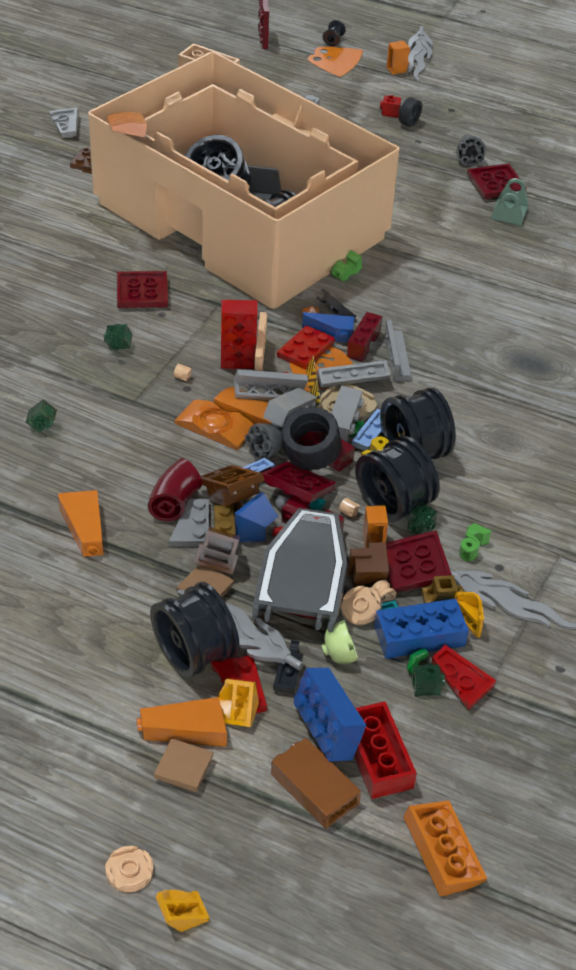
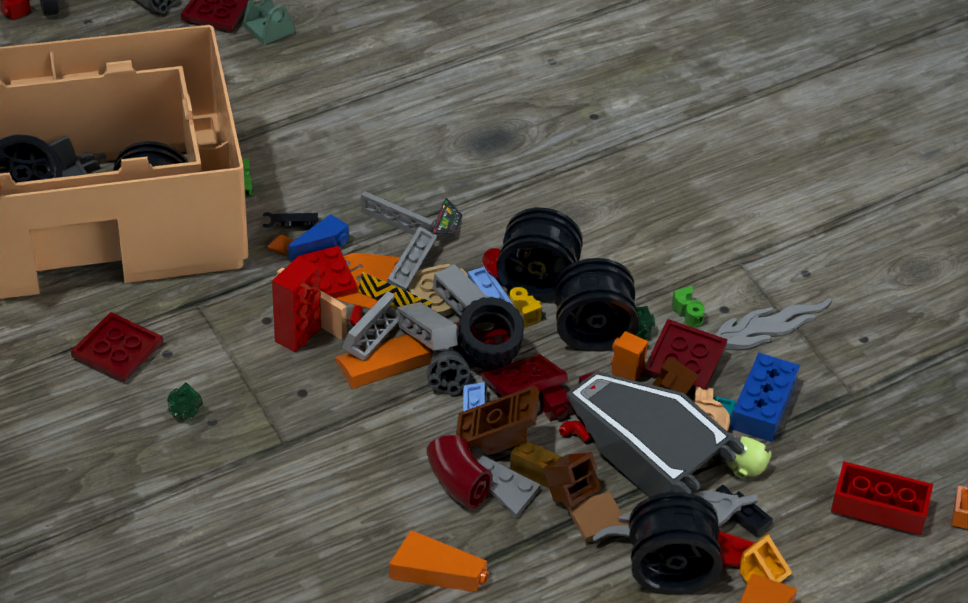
camera: 55 degrees left, 0 degrees up
(41, 416) = (253, 524): clear green brick -> none
(182, 372) = (281, 382): light nougat hose -> none
(215, 423) = (376, 397): orange slope -> none
(254, 518) = (550, 430): blue slope -> none
(315, 782) = (884, 560): dark orange brick -> none
(329, 714) = (832, 505): blue brick -> none
(349, 507) = (578, 363): light nougat hose -> none
(366, 331) = (367, 230): dark red arch -> none
(415, 658) = (798, 427): green arm -> none
(419, 376) = (447, 219): none -> black sticker
(427, 680) = (823, 426): clear green brick -> none
(441, 589) = (736, 360): pearl gold brick -> none
(463, 676) = (834, 401): red wing -> none
(472, 611) = (775, 346): light orange slope -> none

